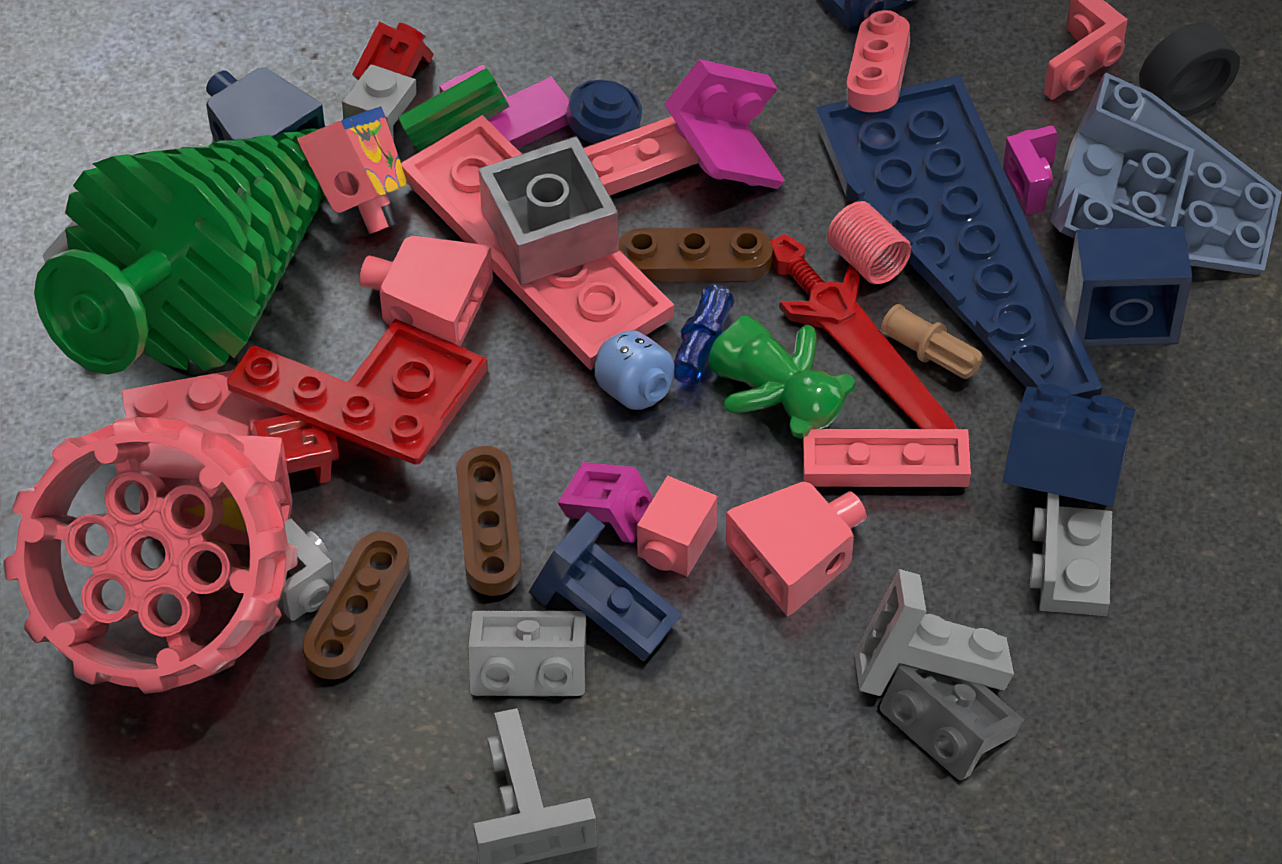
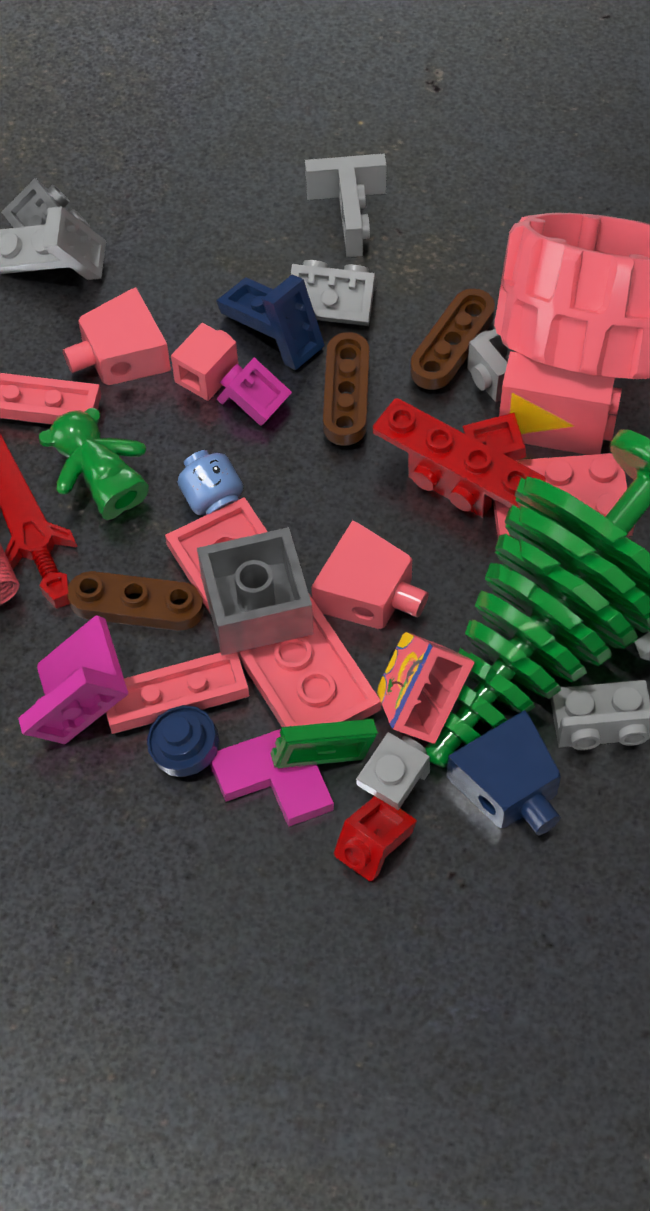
camera: 170 degrees left, 5 degrees up
(421, 371) = (394, 510): red tile -> none
(700, 334) = (147, 517): clear blue pin -> none

